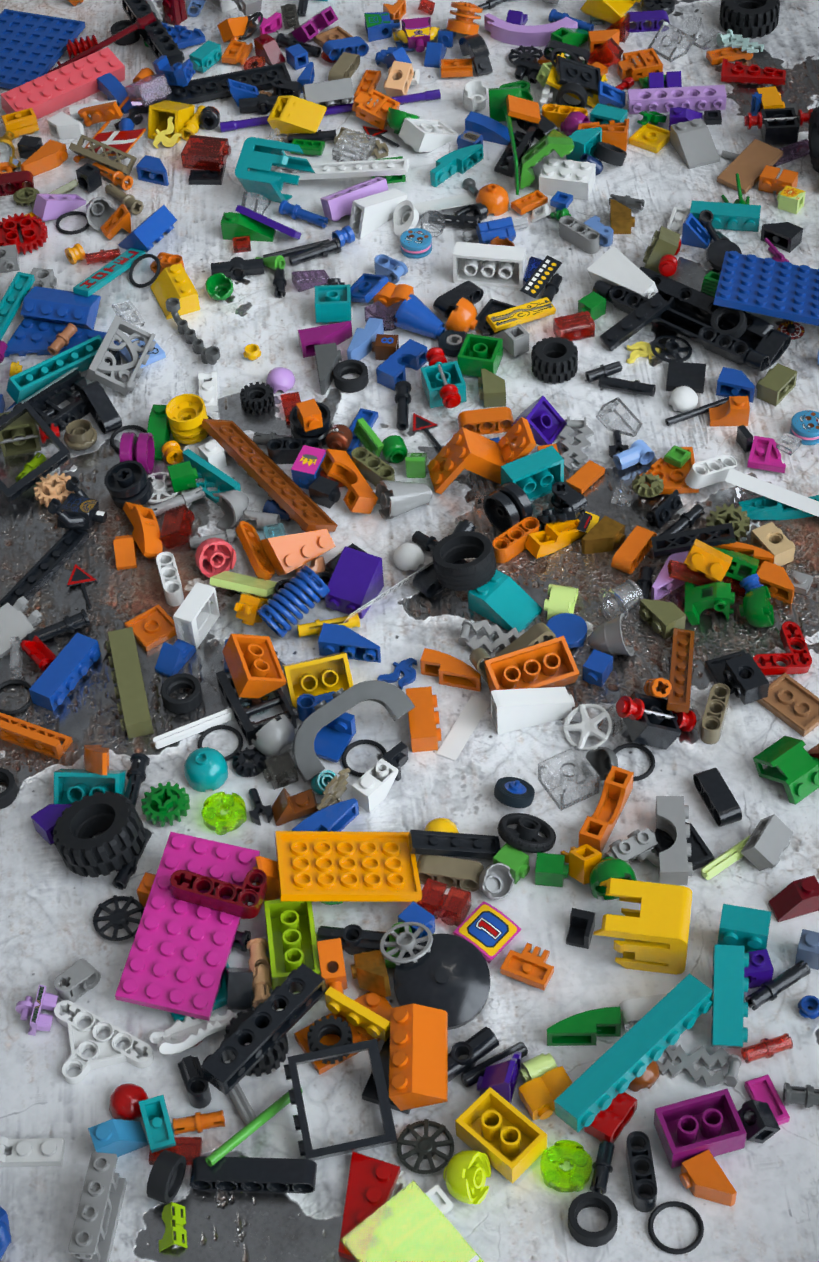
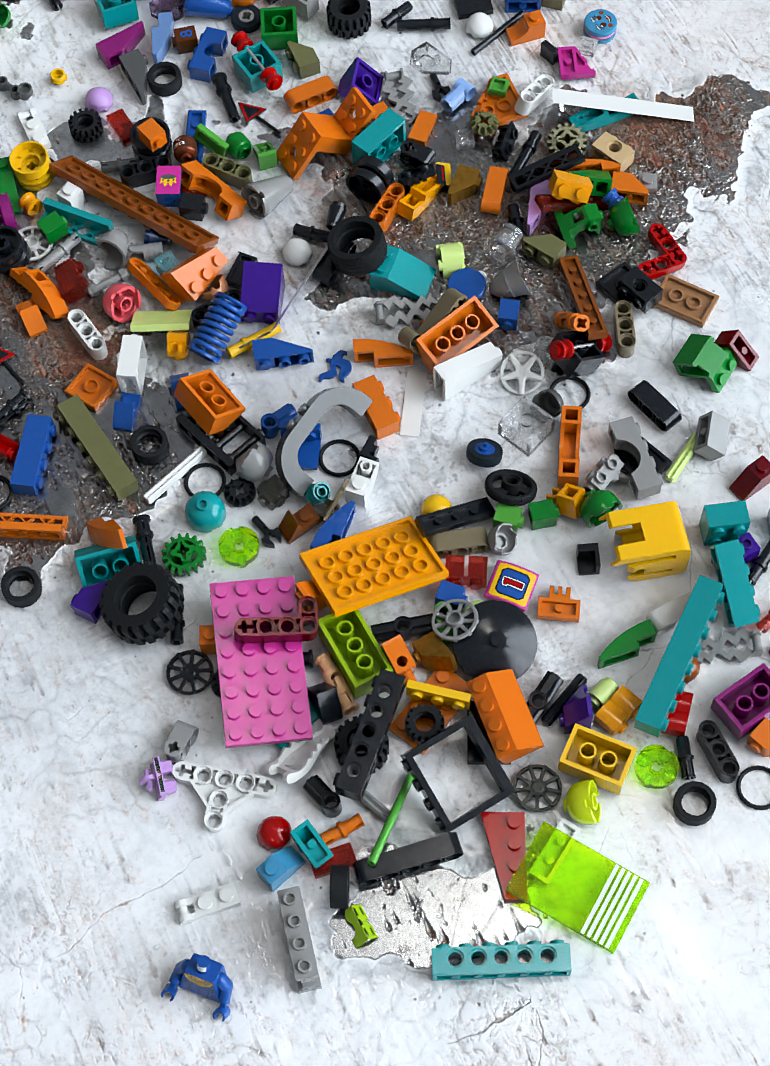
camera: 20 degrees left, 15 degrees up
(317, 676) = (268, 393): yellow slope -> none

